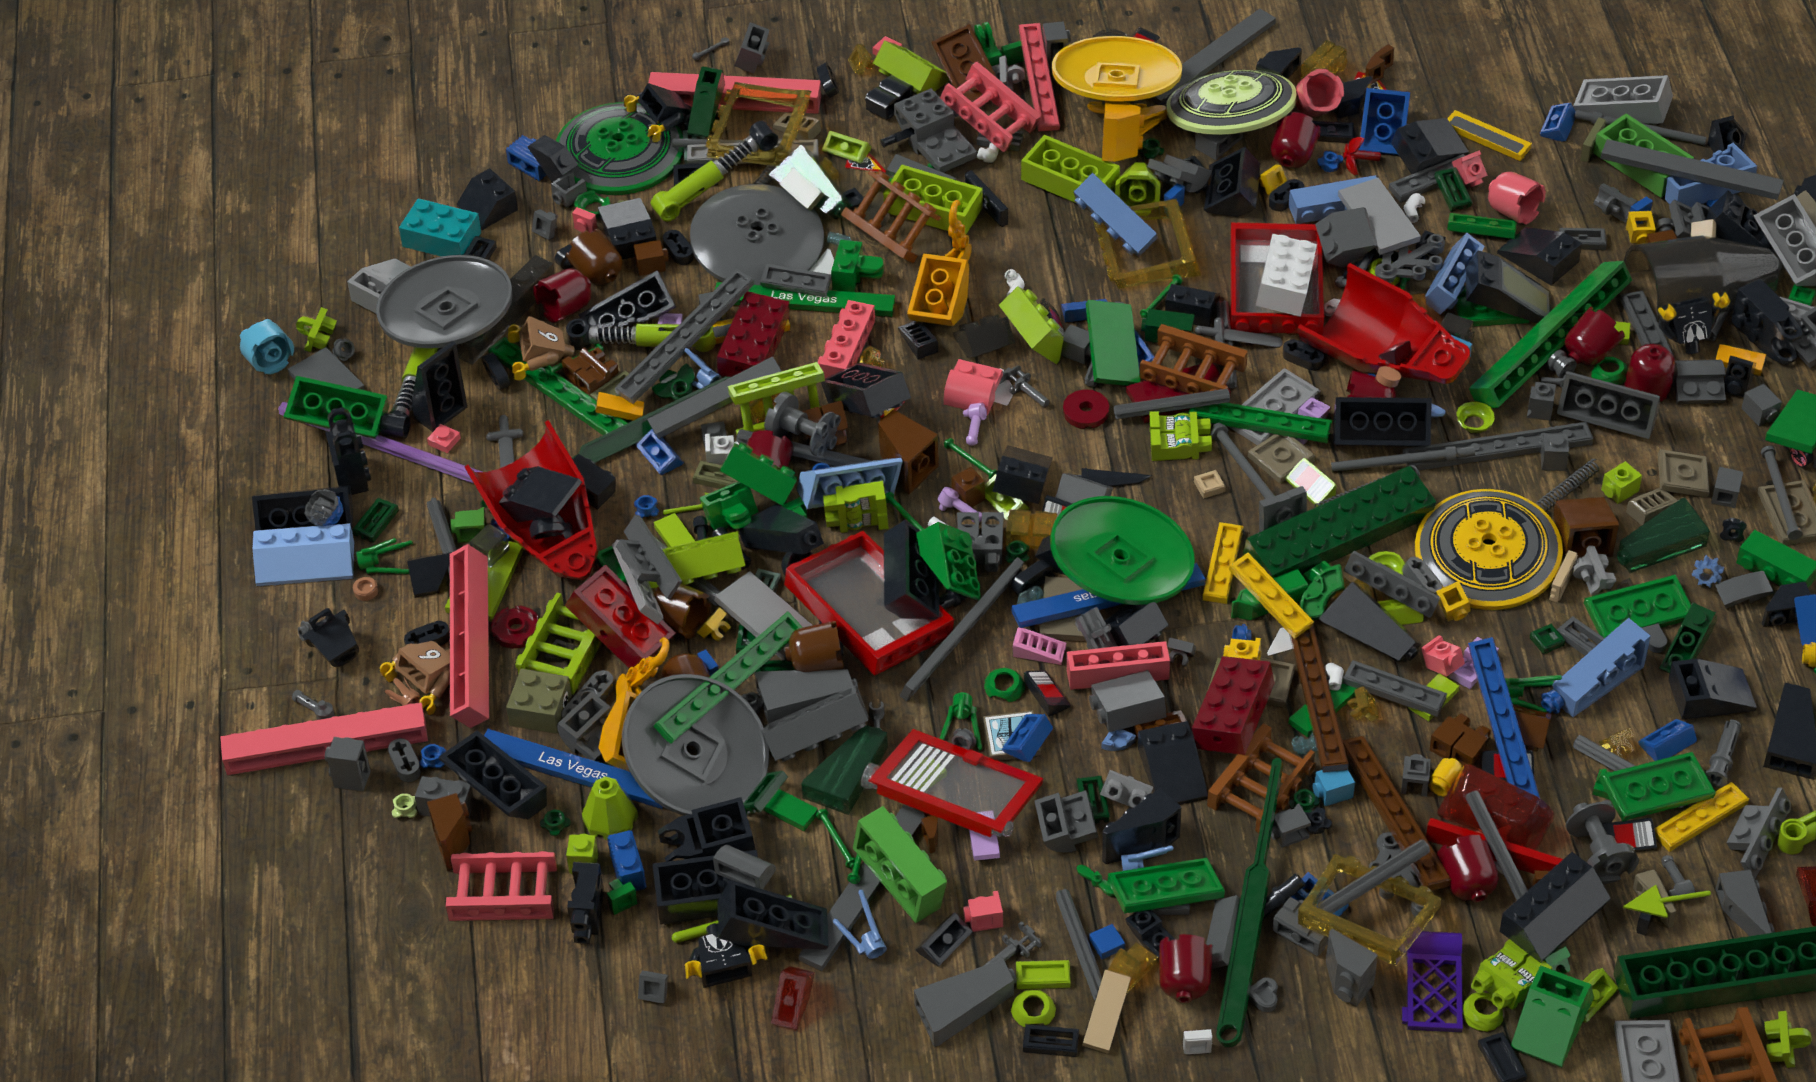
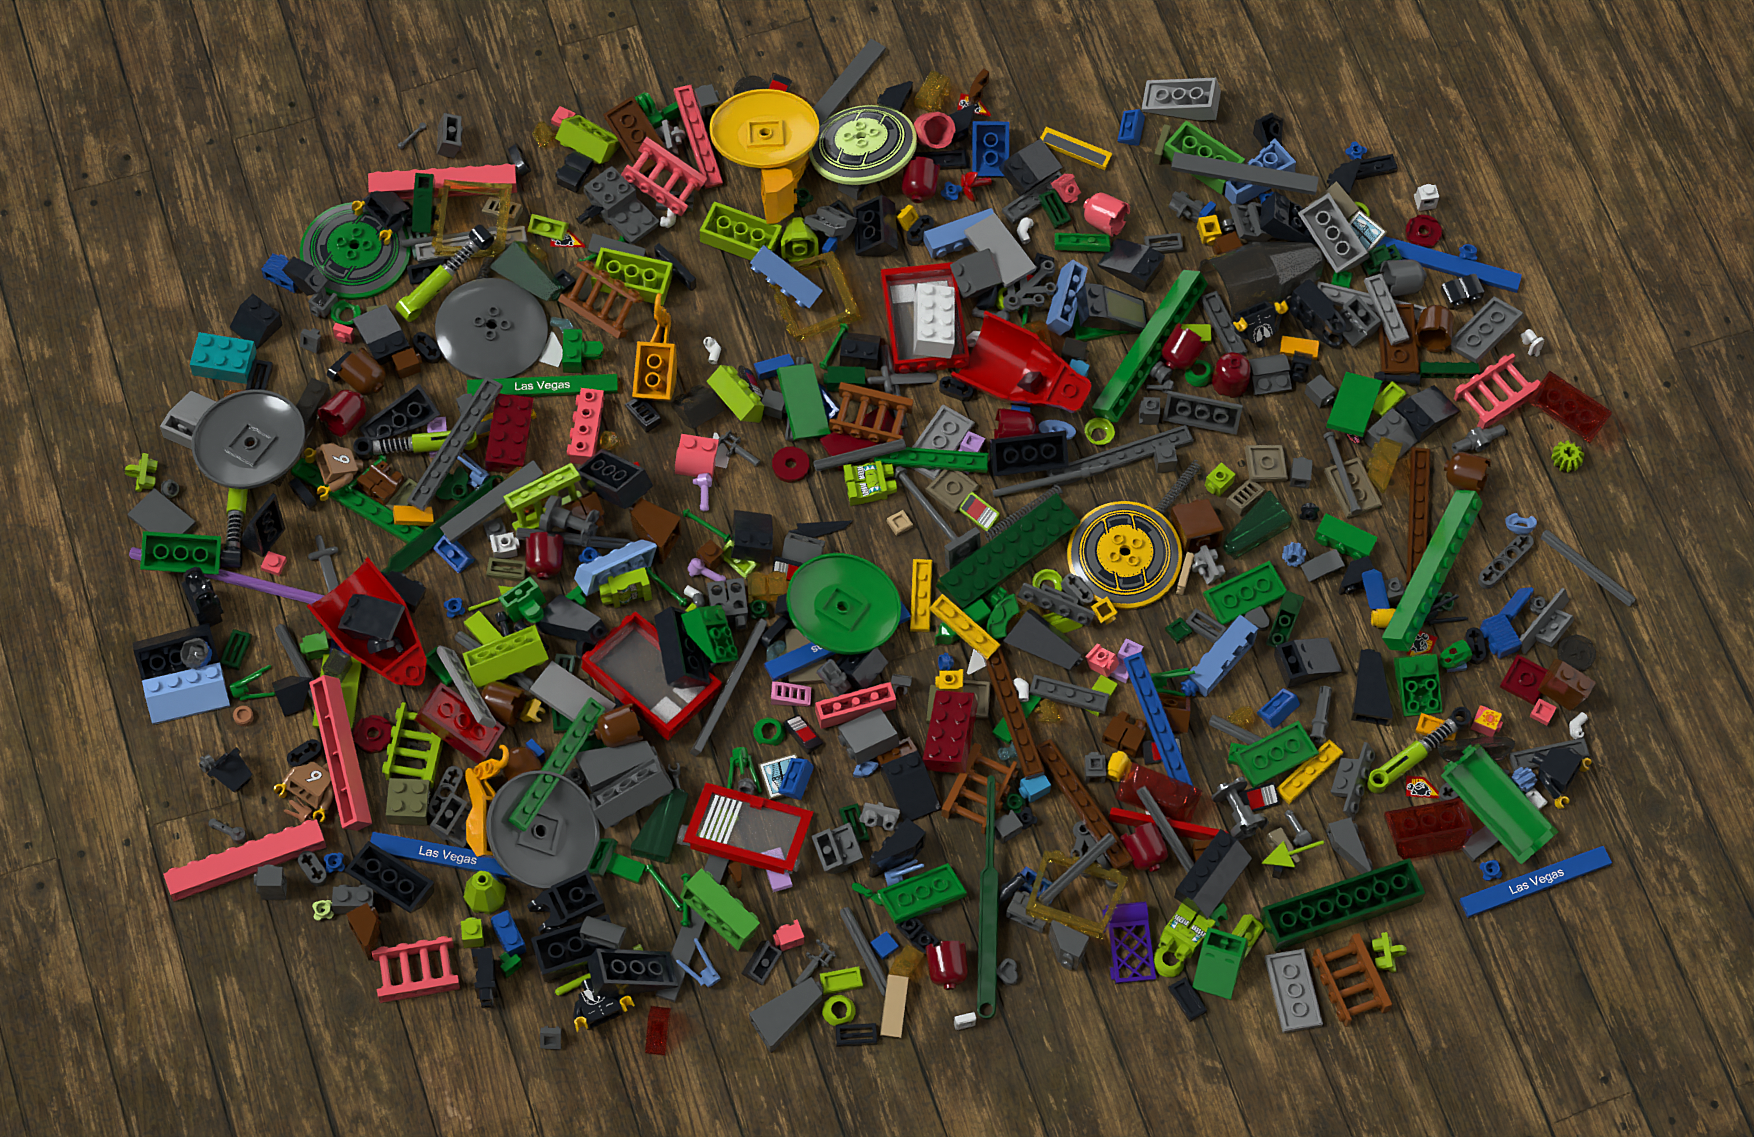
camera: 15 degrees left, 15 degrees up
(266, 346) = (105, 498): medium azure brick -> none
(555, 816) = (443, 900): dark green plate -> none
(647, 558) = (471, 669): dark grey bracket -> none
(759, 473) = (543, 573): green brick -> none
(796, 280) = (533, 371): dark grey tile -> none
(801, 189) = (521, 281): tile -> none
(1222, 930) = (969, 924): dark grey tile -> none
(1388, 376) = (1028, 411): nougat tile -> none
(1668, 133) = (1162, 119): dark grey bar -> none
(1705, 228) = (1259, 233): tan tile -> none

